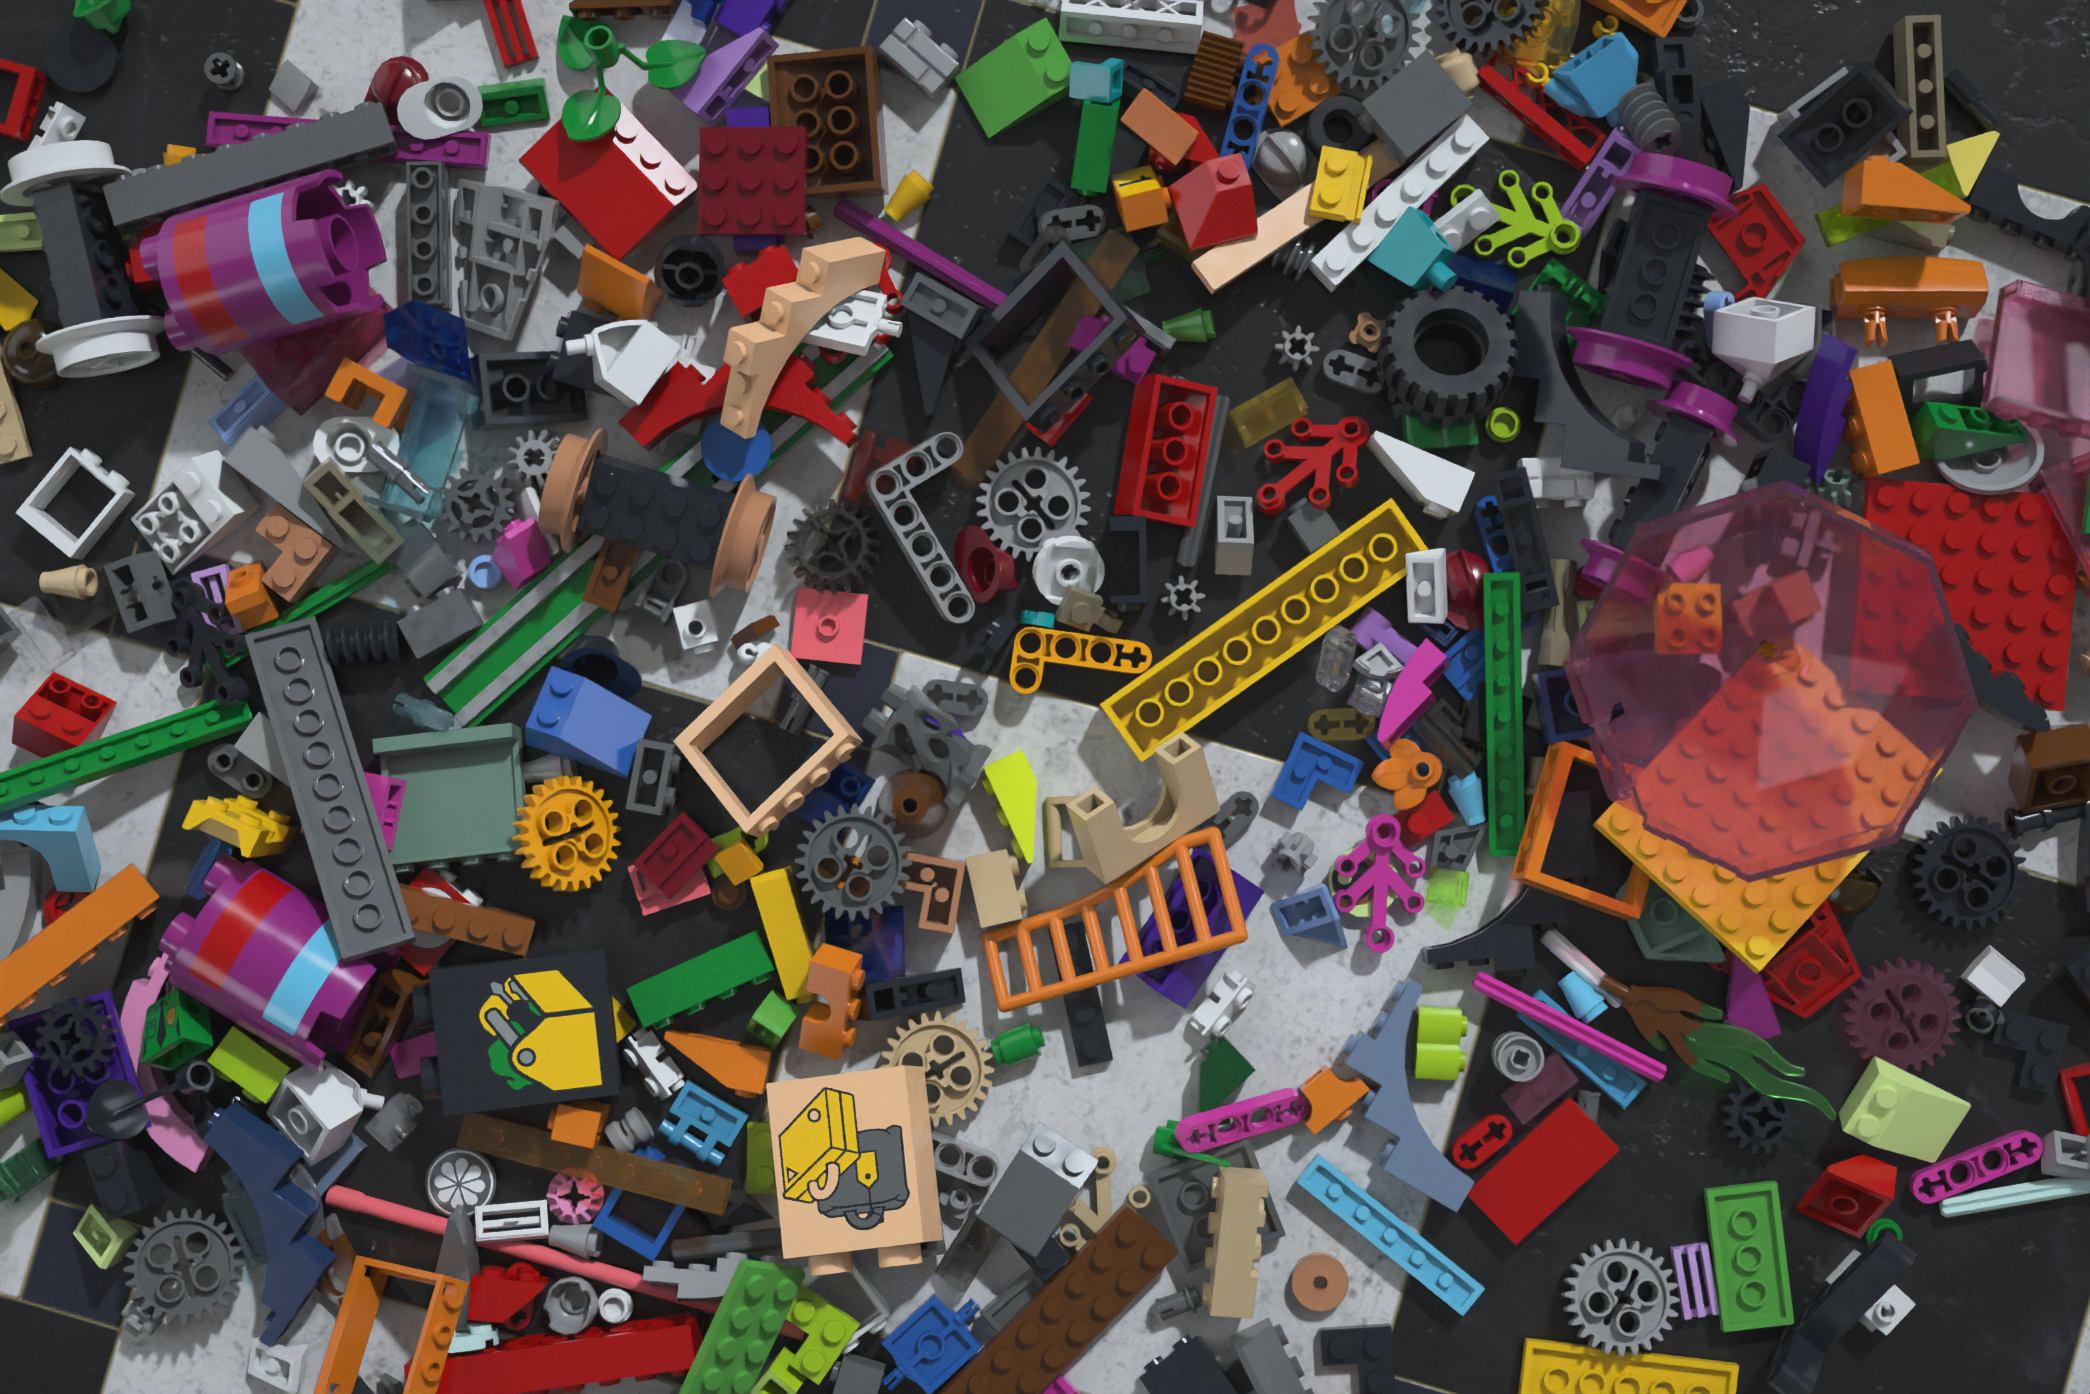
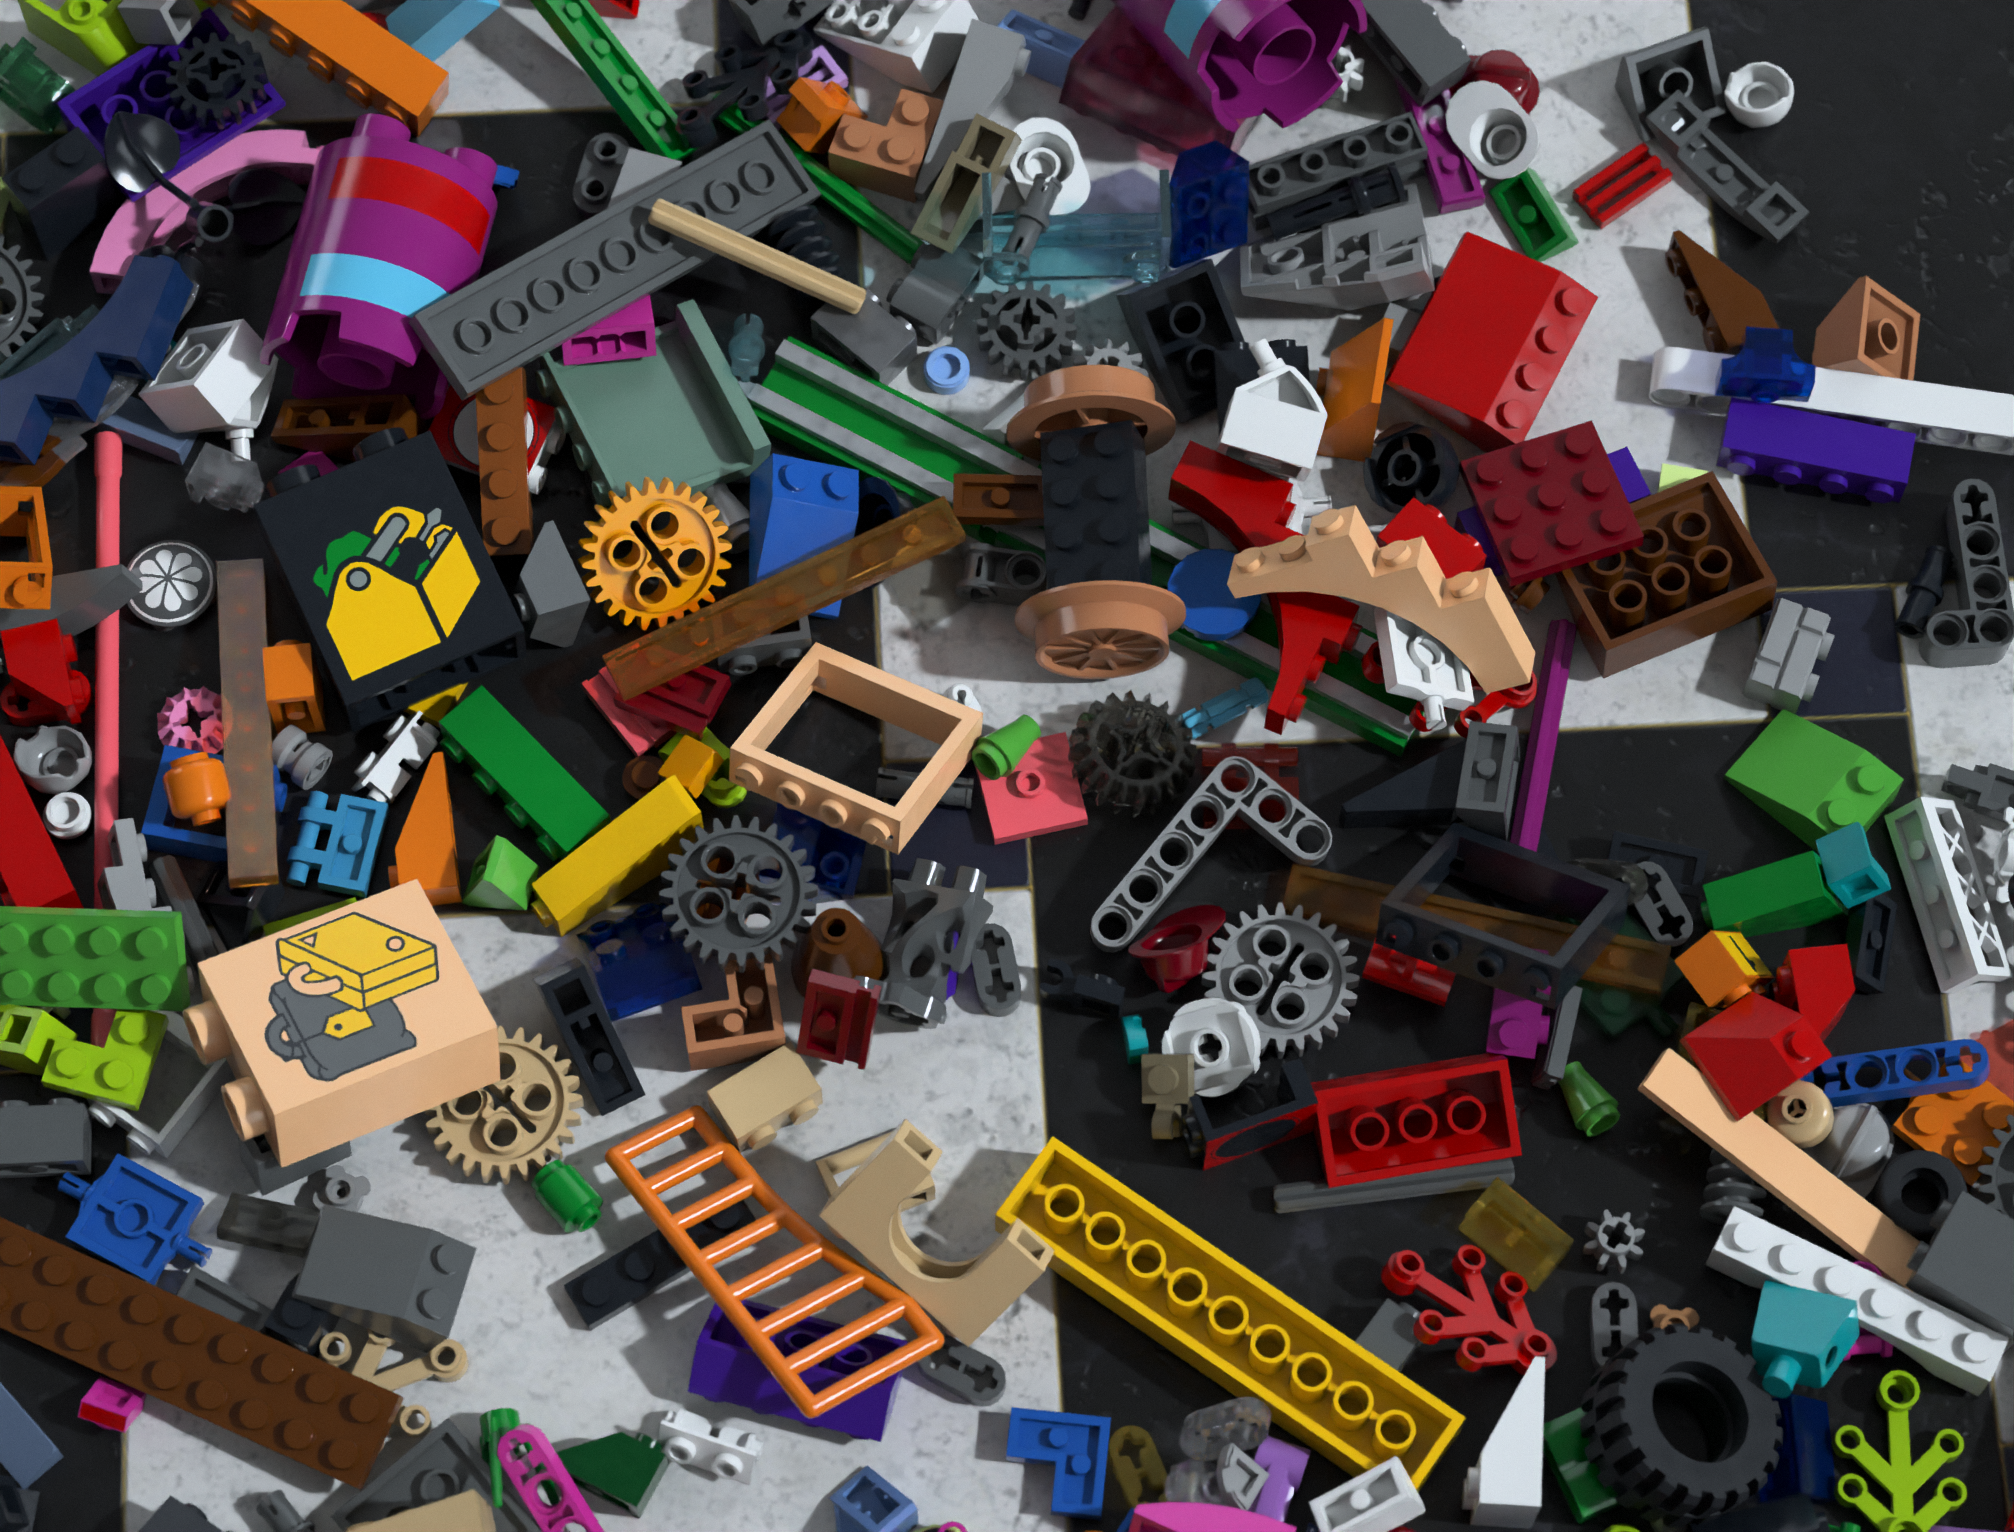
camera: 70 degrees right, 20 degrees down
(175, 1030) = (258, 186): green torso -> none
(242, 825) = (534, 177): yellow piece -> none
(252, 1064) = (245, 282): lime brick -> none
(353, 383) = (1116, 164): orange panel -> none
(360, 684) = (757, 256): none -> tan axle
(459, 287) = (1358, 196): none -> black pin
(513, 1235) = (123, 663): white tile -> none
(521, 552) = (986, 391): dark pink slope -> none
(571, 920) = (550, 591): none -> dark grey slope
(578, 1239) = (140, 742): light grey cone -> none
(586, 44) = (1639, 271): green plant -> none
(637, 753) = (783, 598): none -> clear orange tile
(638, 1215) = (196, 788): none -> orange head
(697, 626) = (971, 629): white brick -> none
(726, 75) = (1668, 432): medium lavender slope -> none
(754, 631) = (992, 700): reddish brown tile -> none
(799, 635) = (1003, 749): none -> bright green cone
(817, 468) = (1225, 707): none -> medium azure axle
(837, 978) = (518, 949): orange arch -> none
(908, 196) = (1612, 701): yellow cone -> none
(968, 823) = (838, 1019): none -> dark red plate
(969, 1155) = (399, 1180): light grey beam -> none
(1016, 791) = (897, 1085): neon yellow slope -> none
(1081, 658) = (1105, 1104): light orange beam -> none
(1160, 126) = (1822, 948): orange slope -> none
(1192, 597) = (1241, 1214): light grey gear -> none
(1214, 73) = (1923, 1012): reddish brown brick -> none
(1234, 535) = (1336, 1244): light grey slope -> none
(1267, 177) = (1816, 1119): none -> tan head
(1294, 853) = (945, 1465): light grey gear -> none
(1340, 185) = (1847, 1210): yellow plate -> none
(1467, 220) = (1866, 1399): white hinge -> none

